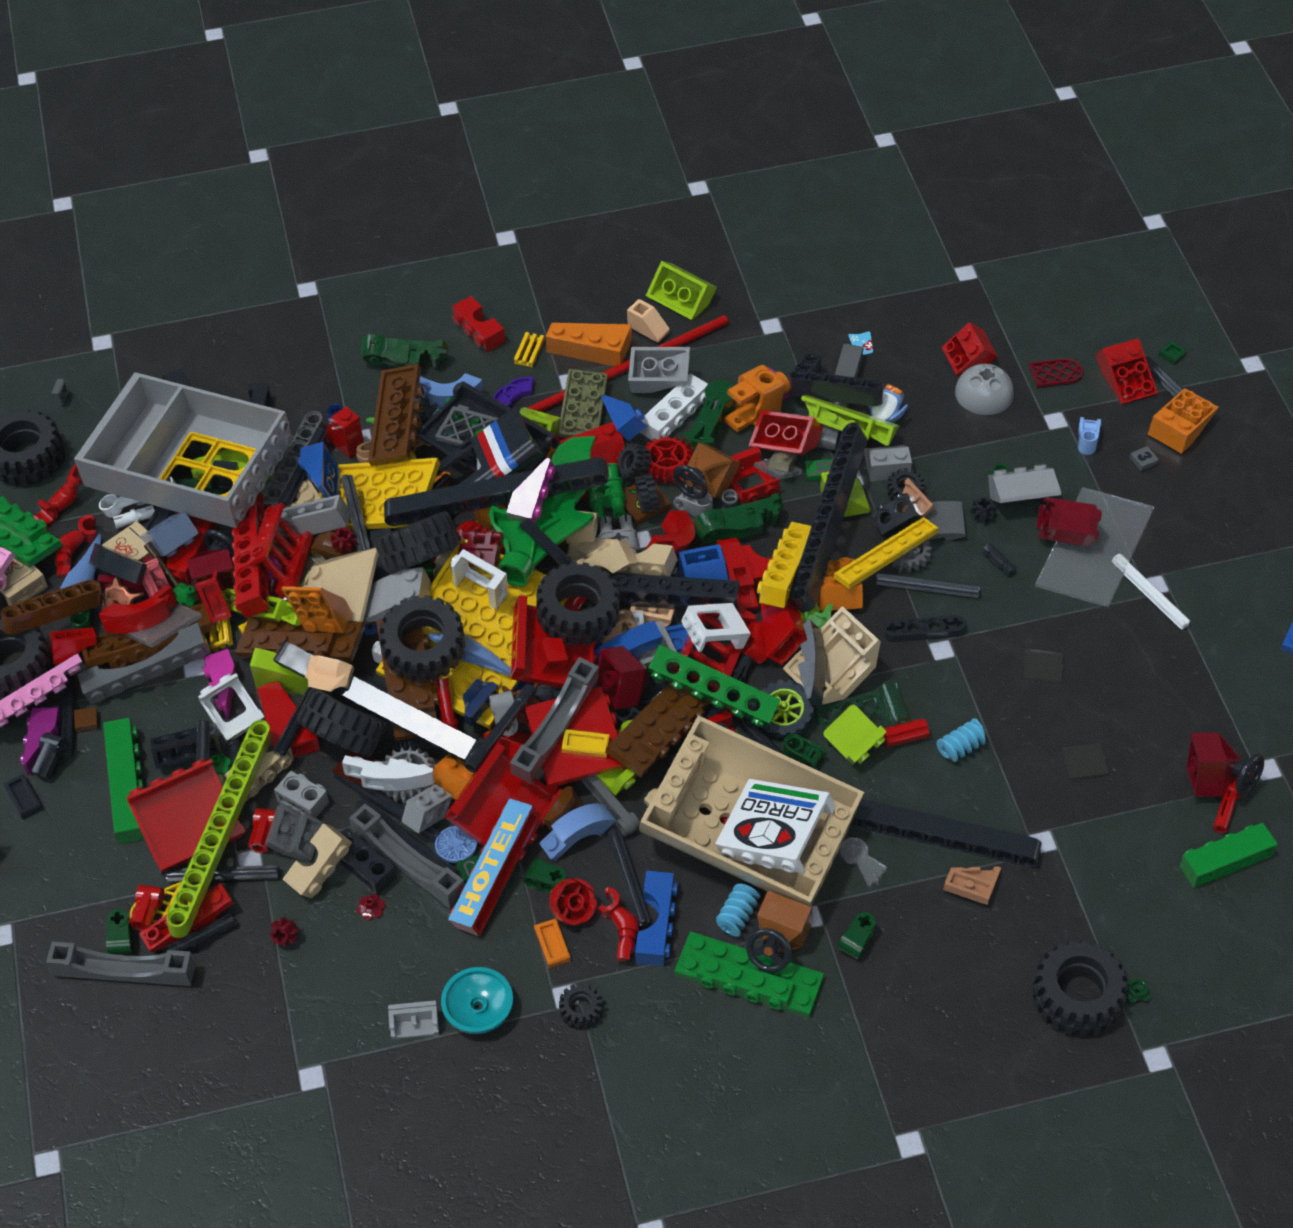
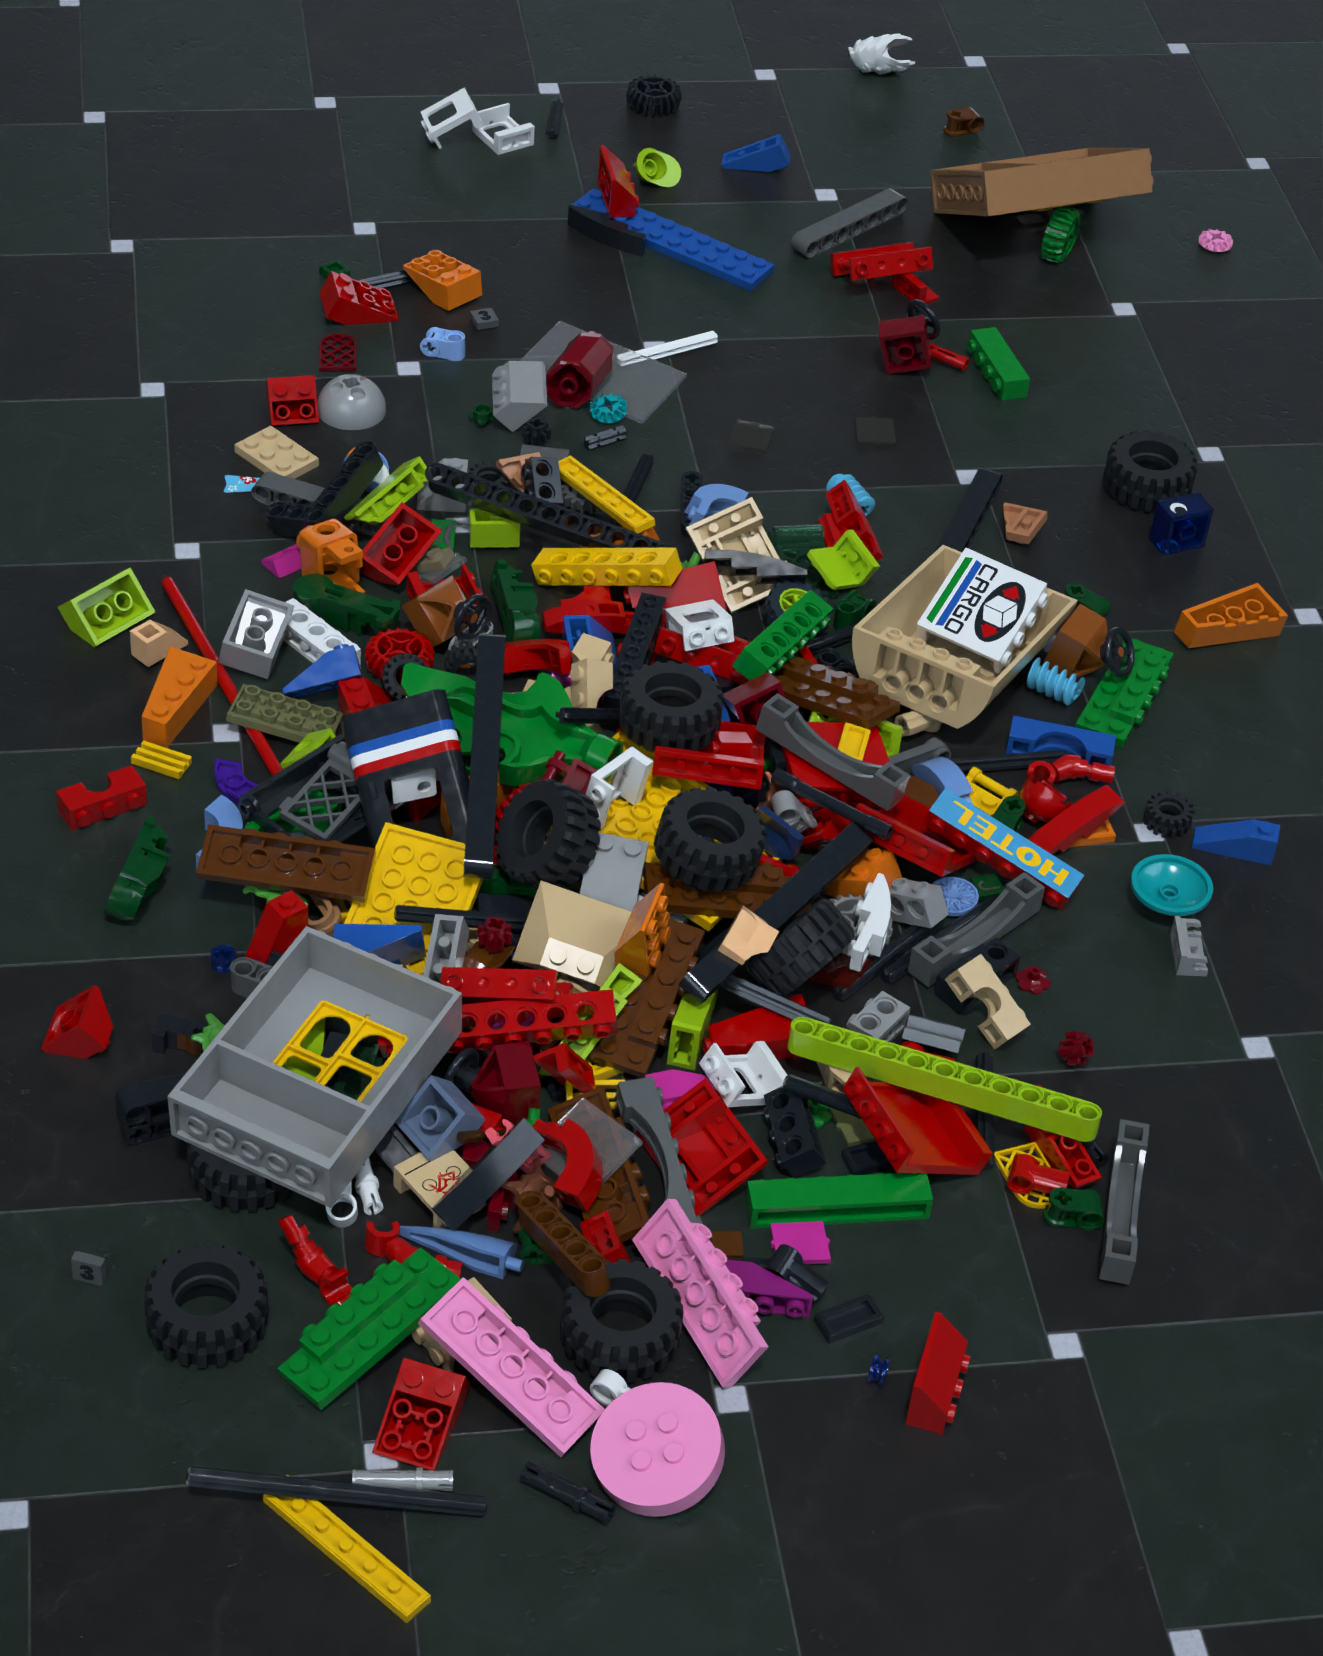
camera: 90 degrees left, 10 degrees down
(90, 764) = (805, 1237): none -> dark pink piece
(167, 698) = (711, 1146): none -> red slope
(257, 352) = (79, 1026): none -> red slope
(528, 497) = (520, 702): slope -> none
(542, 922) = (1077, 820): none -> red slope
(554, 1064) = (1244, 840): none -> blue slope
(581, 856) = (981, 798): none -> yellow plate
(868, 1063) = (1231, 618): none -> orange wedge
(902, 355) = (276, 453): none -> tan plate
(913, 632) = (713, 499): none -> medium blue arch
(922, 738) = (850, 516): none -> red slope
(997, 1013) = (1181, 524): none -> clear blue brick
(1037, 562) = (603, 414): none -> teal gear

